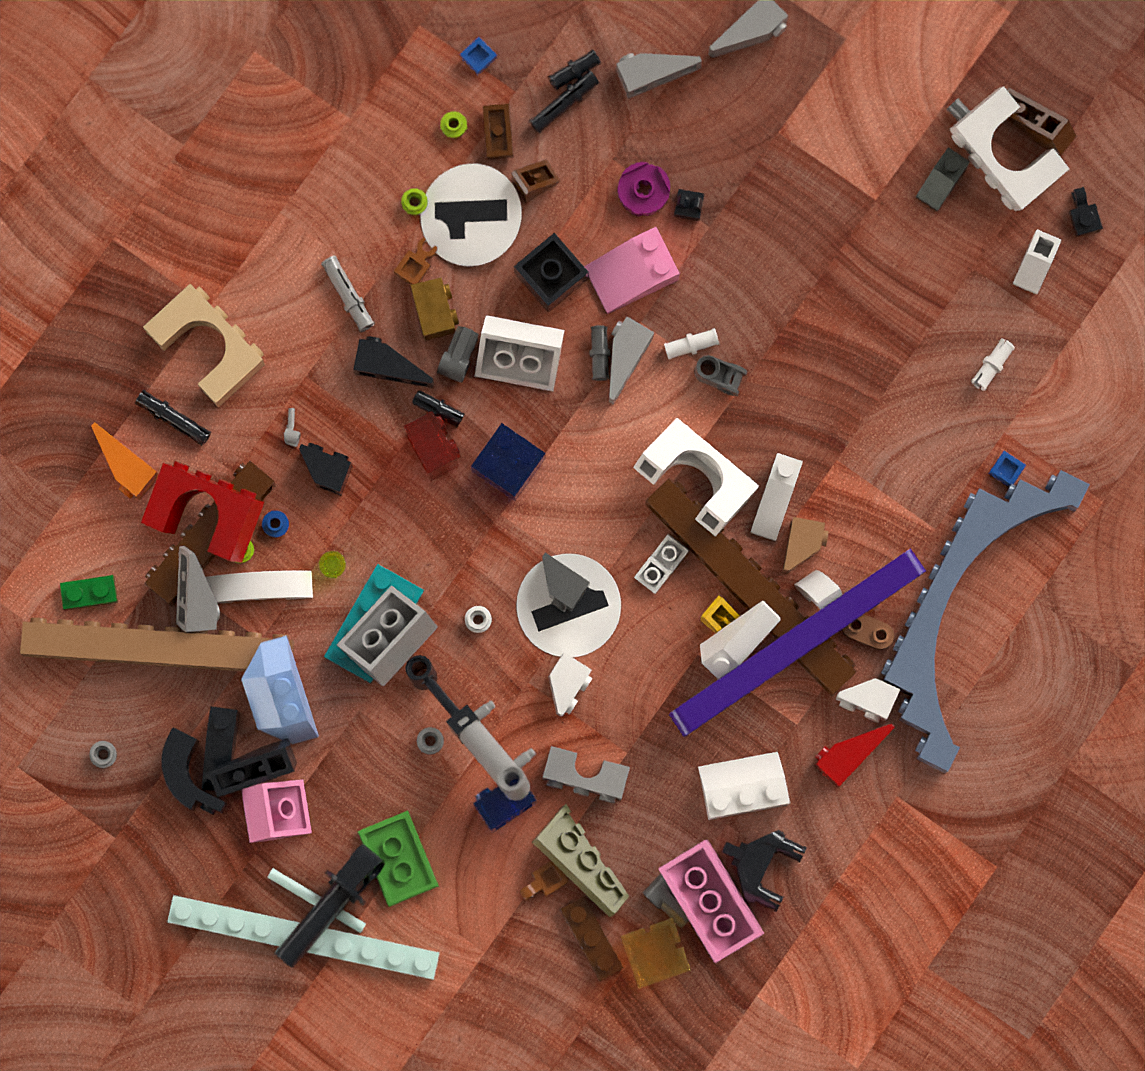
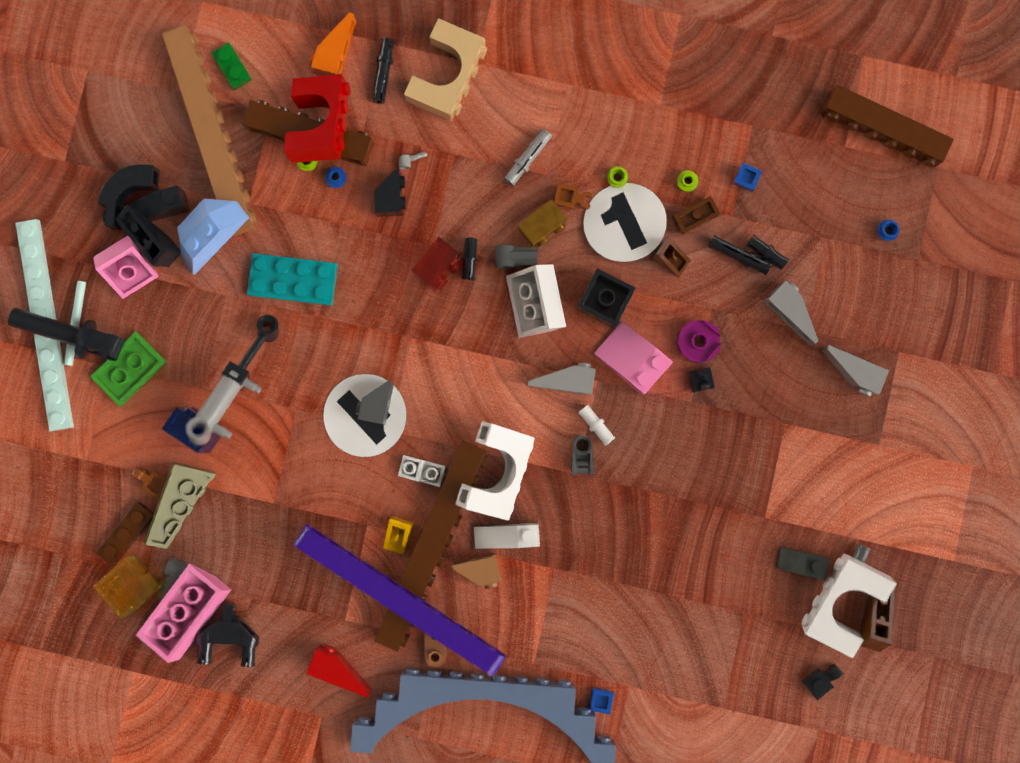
camera: 70 degrees right, 5 degrees up
(94, 754) = (114, 122): light grey plate -> none
(195, 601) = (251, 142): light grey slope -> none
(261, 586) = (285, 186): white slope -> none
(332, 564) = (323, 231): clear neon green plate -> none
(384, 363) = (487, 204): black slope -> none
(387, 635) = (281, 291): light grey slope -> none
(430, 731) = (217, 353): light grey plate -> none
(471, 613) = (319, 353): white plate -> none
(508, 462) = (450, 326): clear blue brick -> none
(561, 771) = (236, 463): light grey arch -> none
(565, 682) = (304, 437): white slope -> none
(600, 353) = (561, 360): dark grey pin -> none
(737, 640) = (381, 551): white slope -> none
(743, 785) = (280, 600): white slope -> none
(818, 588) = (448, 597): white slope -> none
(871, 697) = (385, 669): white slope -> none
(992, 364) = (676, 658): white pin -> none
(1036, 261) = (770, 661): white slope -> none

